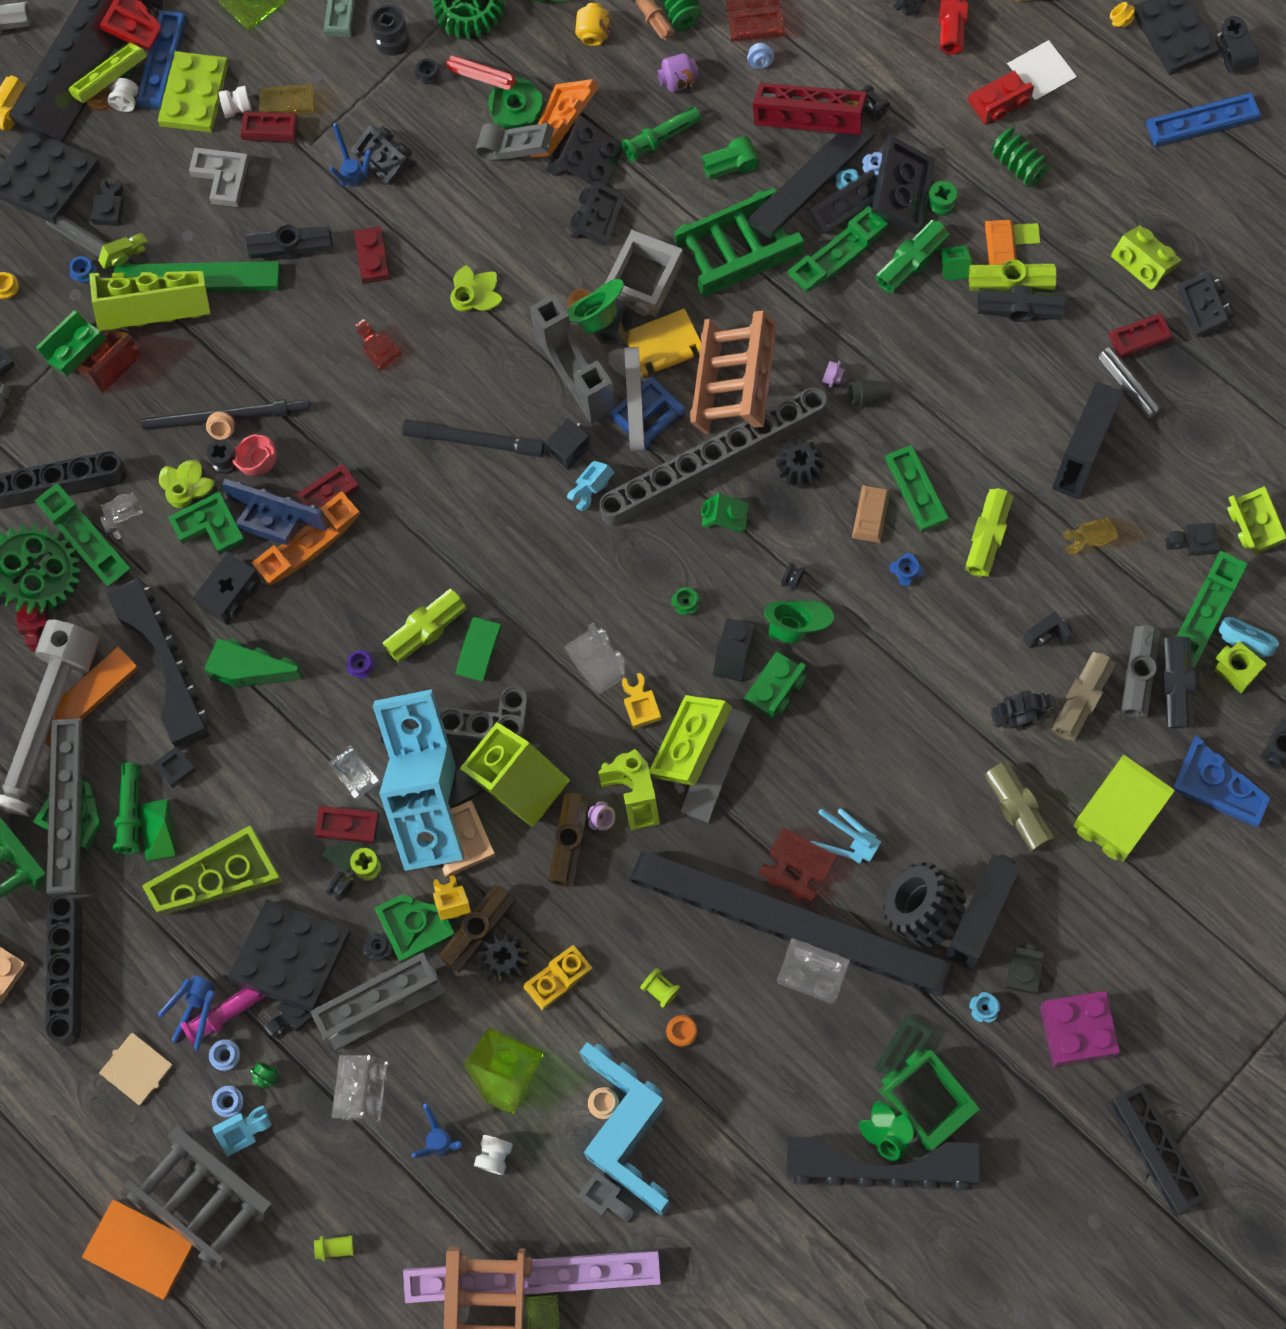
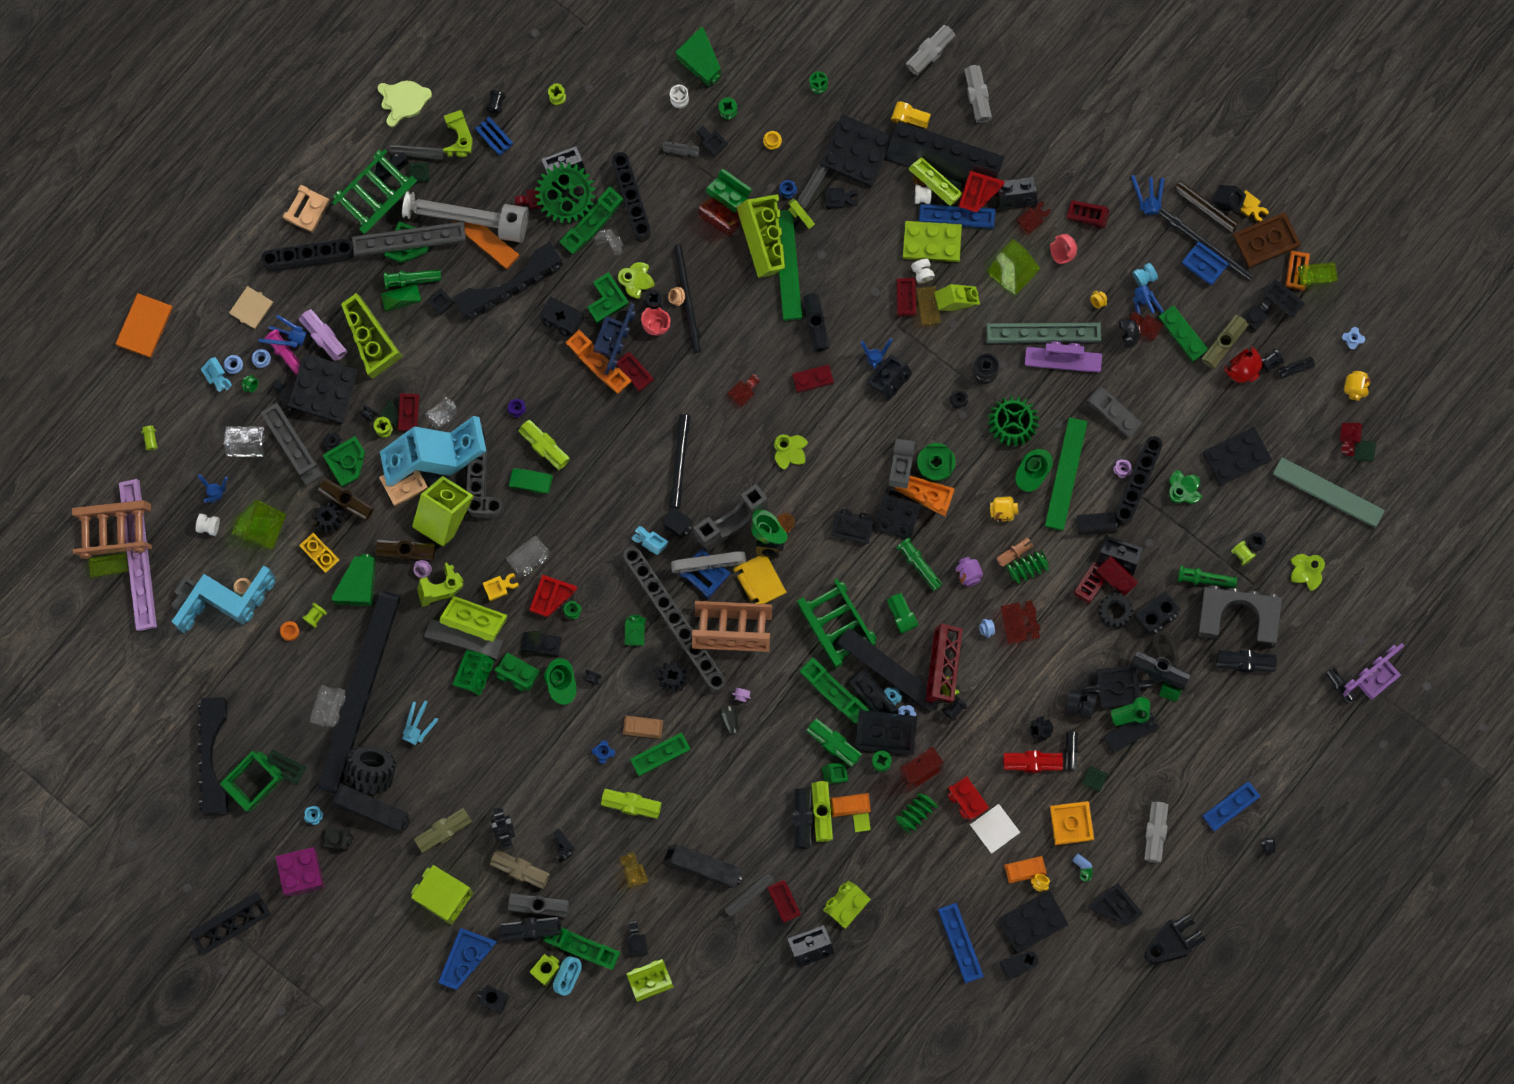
camera: 85 degrees right, 5 degrees up
(201, 952) = (322, 335): none -> lavender piece
(226, 170) = (870, 273): light grey plate -> none
(229, 1186) = (181, 372): dark grey fence -> none
(243, 667) = (509, 332): green slope -> none
(280, 62) = (956, 297): none -> lime slope
(450, 899) = (361, 481): yellow plate -> none
(481, 72) = (957, 435): axle -> none
(614, 915) = (357, 583): none -> green slope
(654, 251) = (826, 567): light grey window -> none
(661, 630) = (551, 595): none -> red wing
(771, 749) = (473, 672): none -> green bracket
(801, 856) = (403, 695): clear red plate -> none
(888, 1131) = (231, 759): green plate -> none
(962, 132) = (916, 773): none -> clear red window
(1101, 36) = (1025, 869): none -> orange tile

